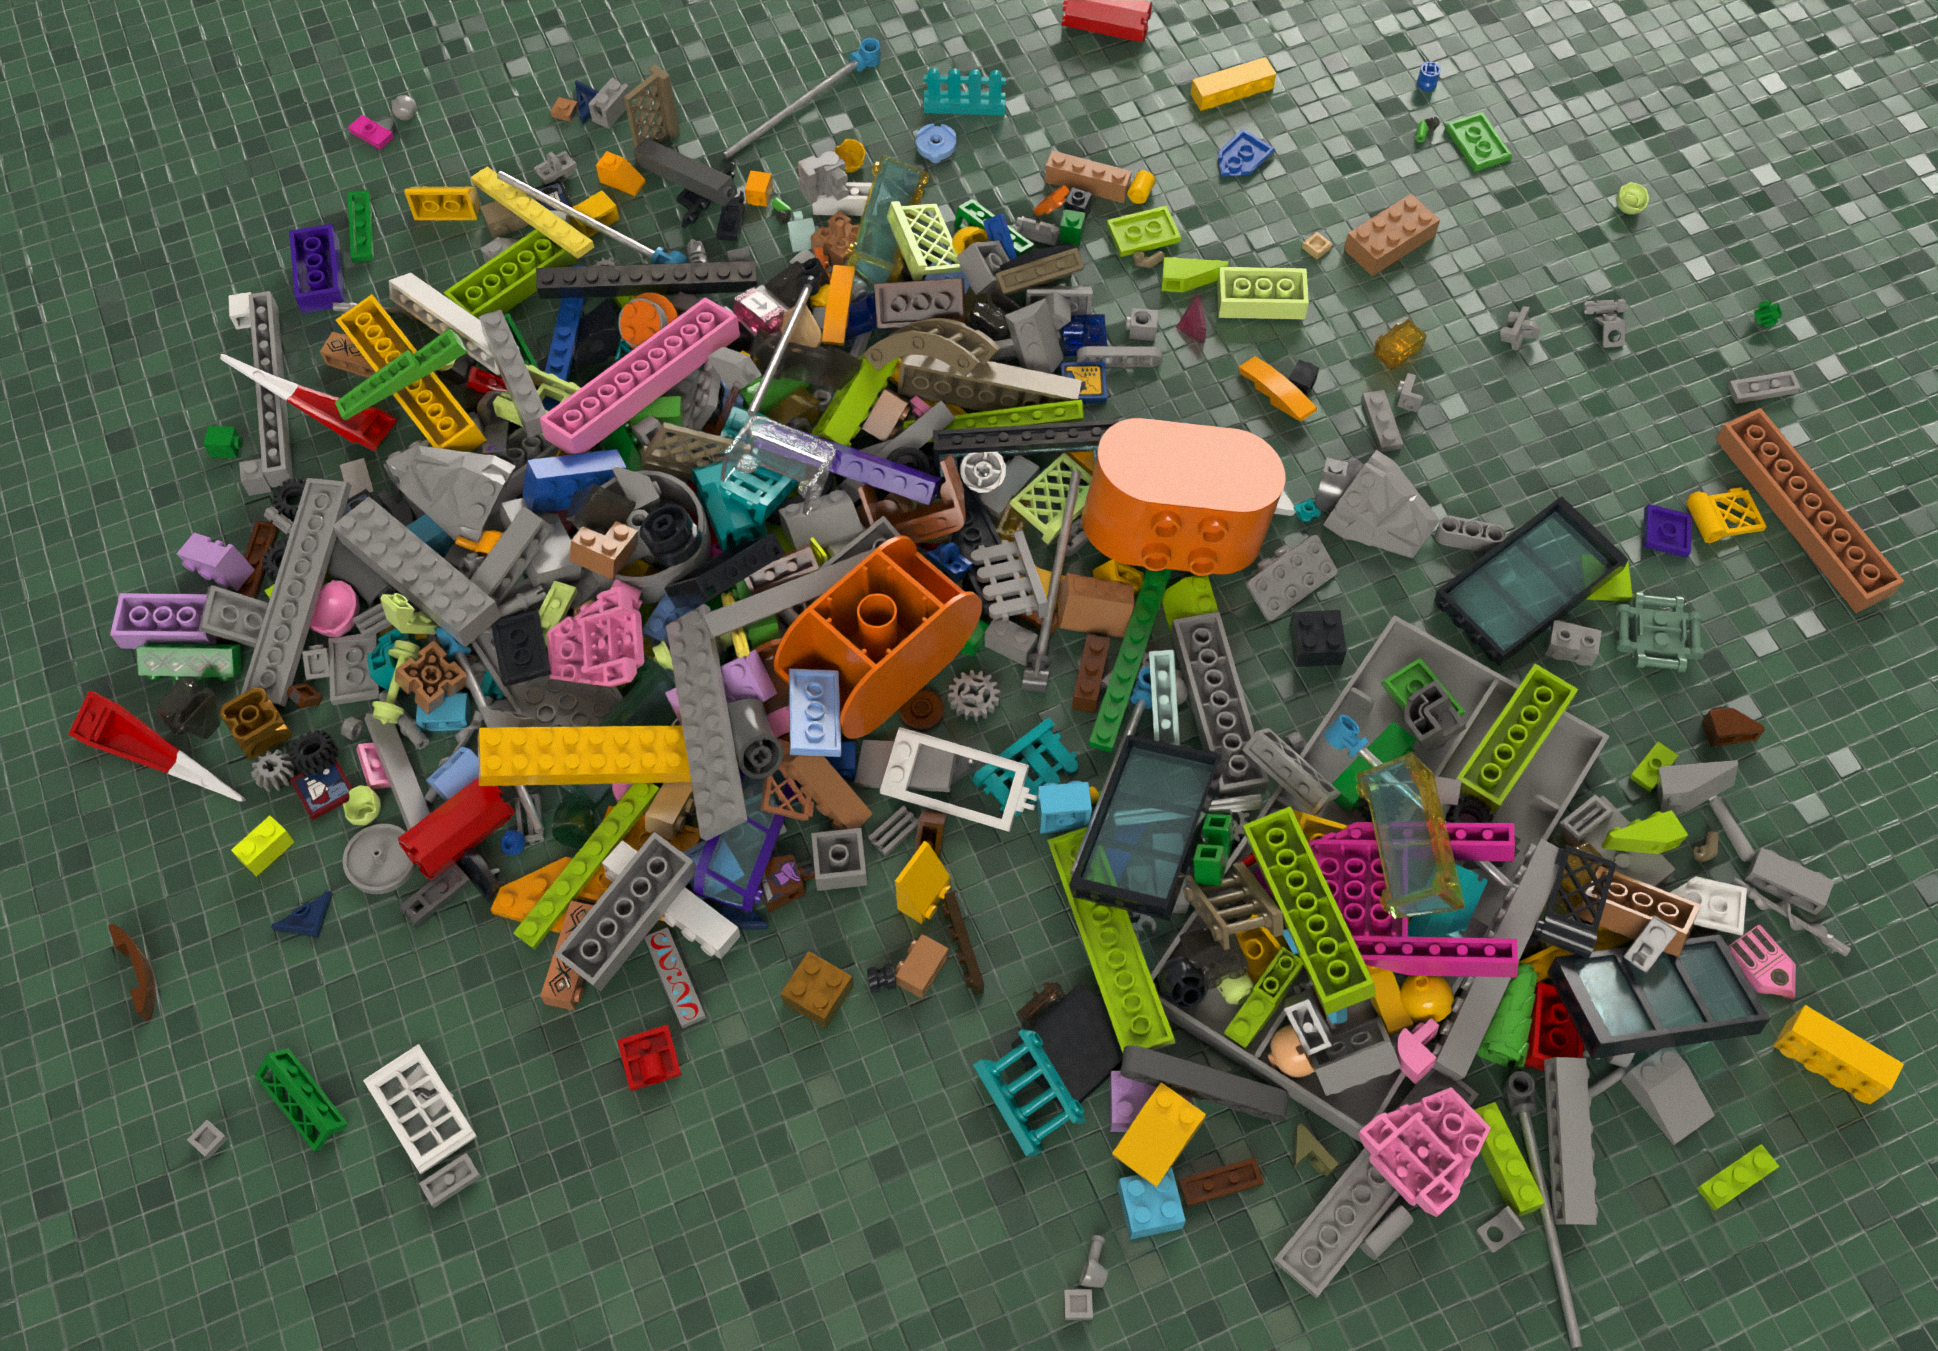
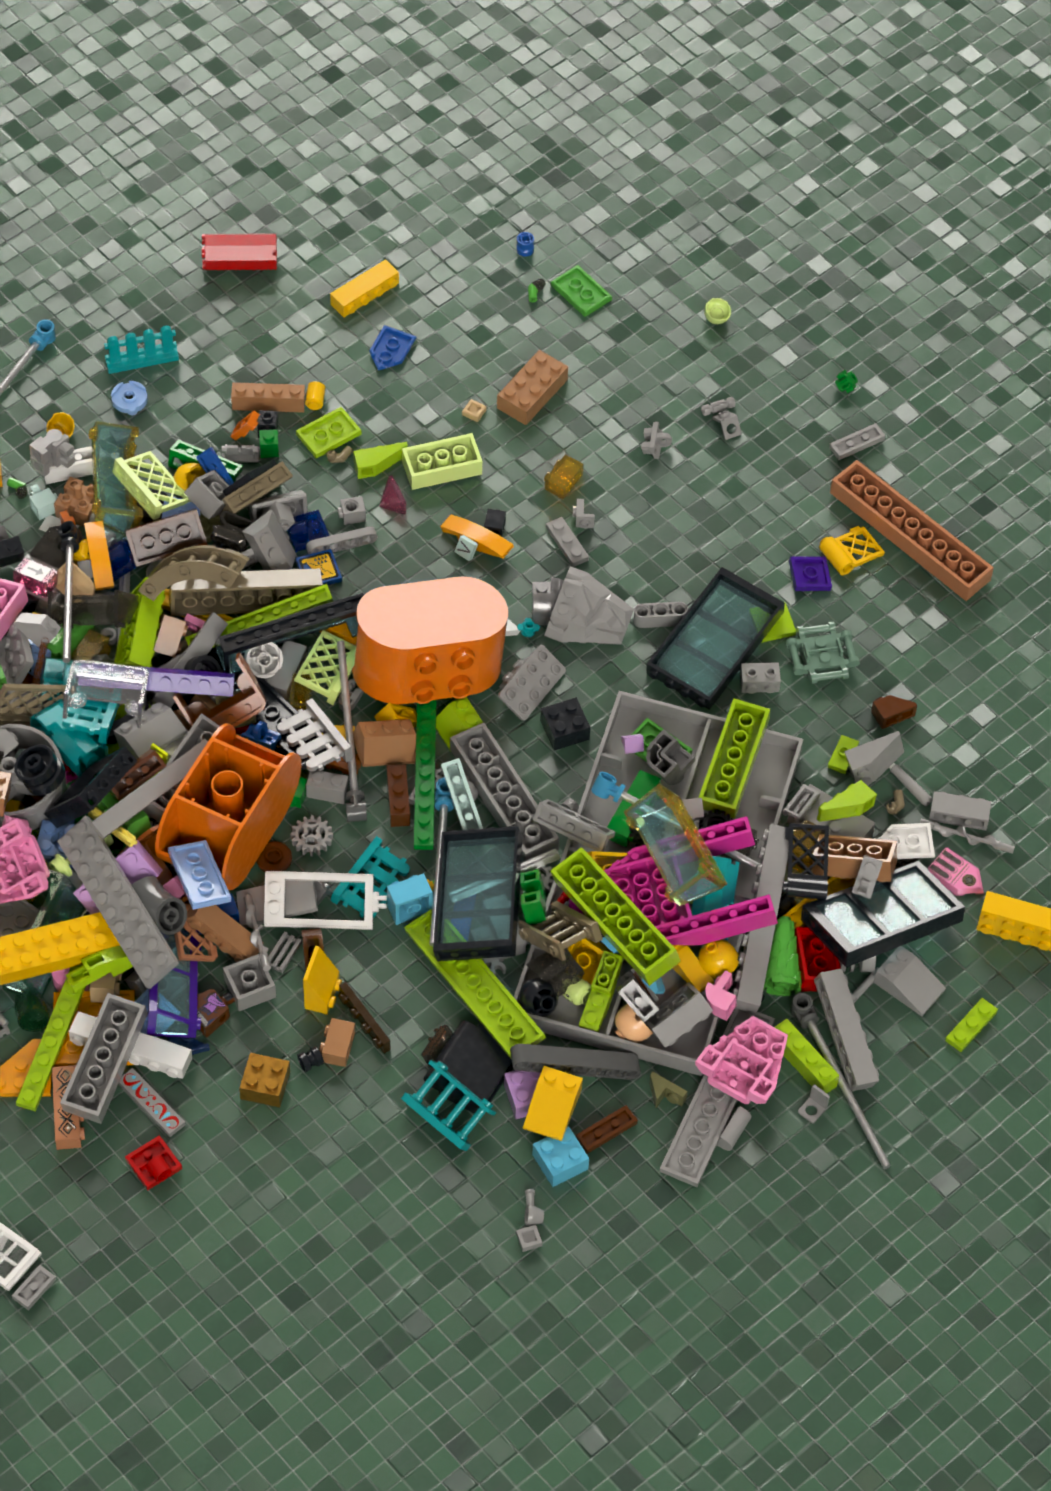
camera: 20 degrees left, 5 degrees down
(659, 792) = (98, 965): none -> lime slope
(863, 803) = (255, 936): none -> light grey piece
(1261, 398) = (466, 547): none -> light aqua tile
(1393, 685) = (633, 743): none -> lavender slope

